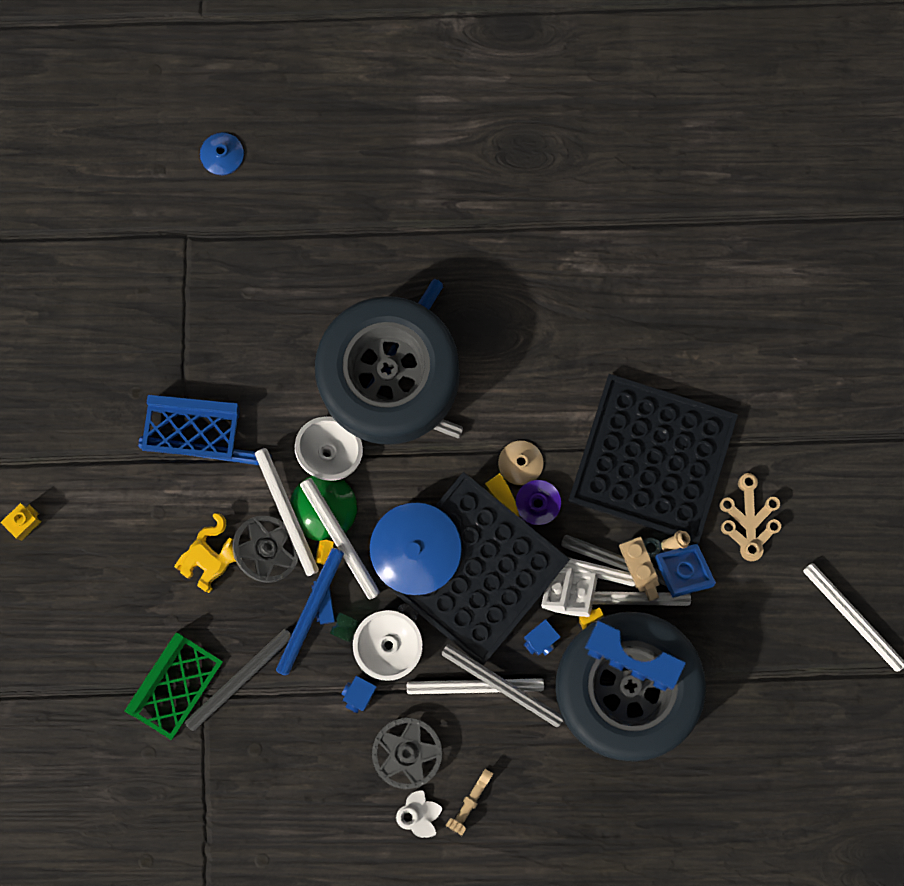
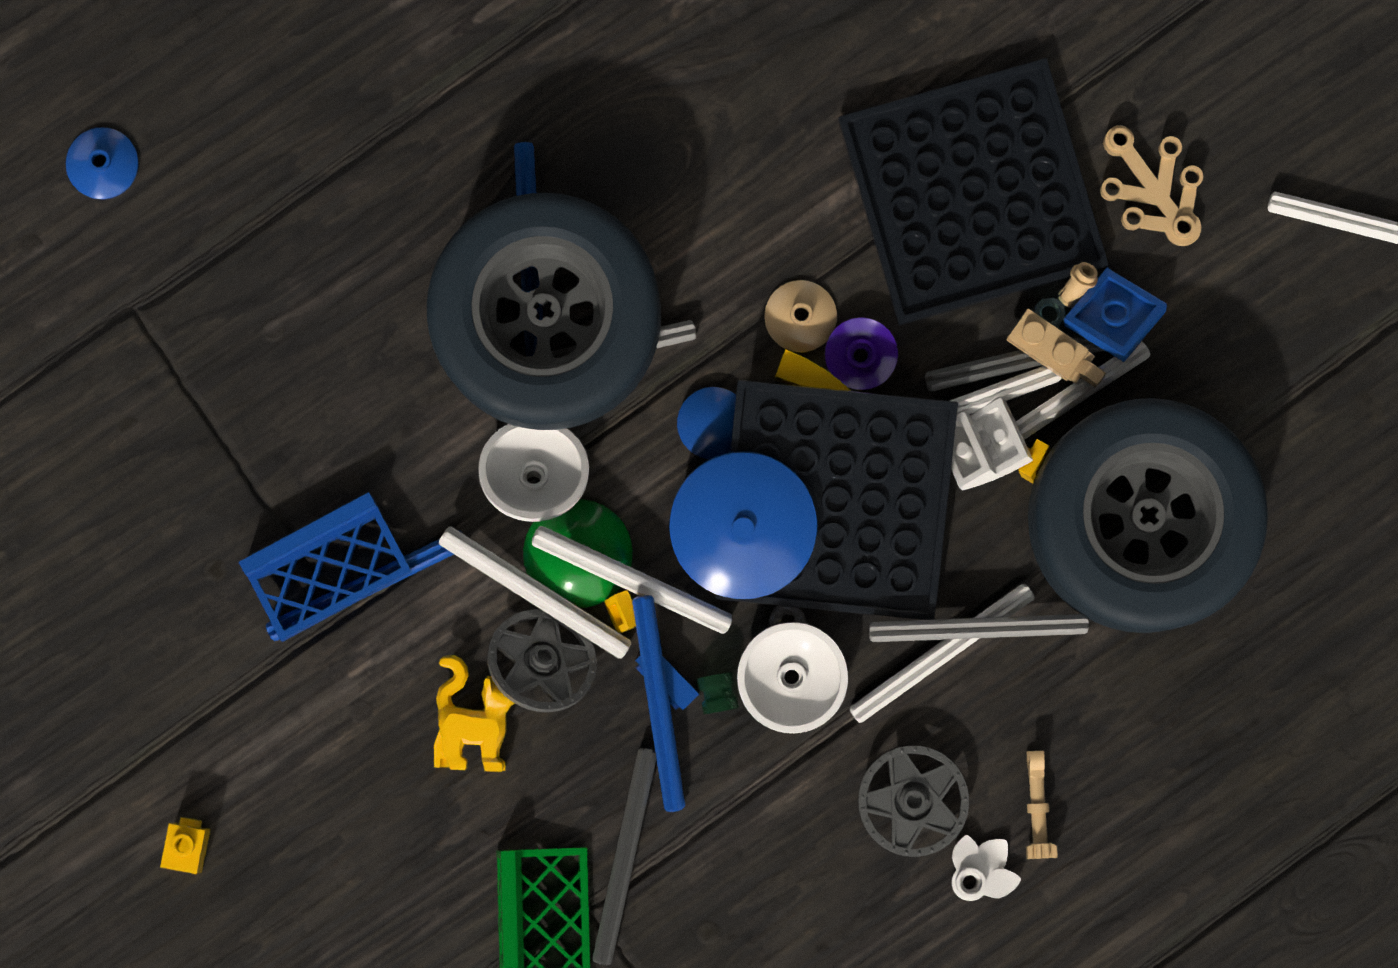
camera: 40 degrees left, 5 degrees up
(358, 694) = (796, 768): blue brick -> none
(434, 483) = (707, 422): none -> blue dish
(541, 639) = (987, 532): blue brick -> none
(606, 643) = (1083, 480): blue arch -> none

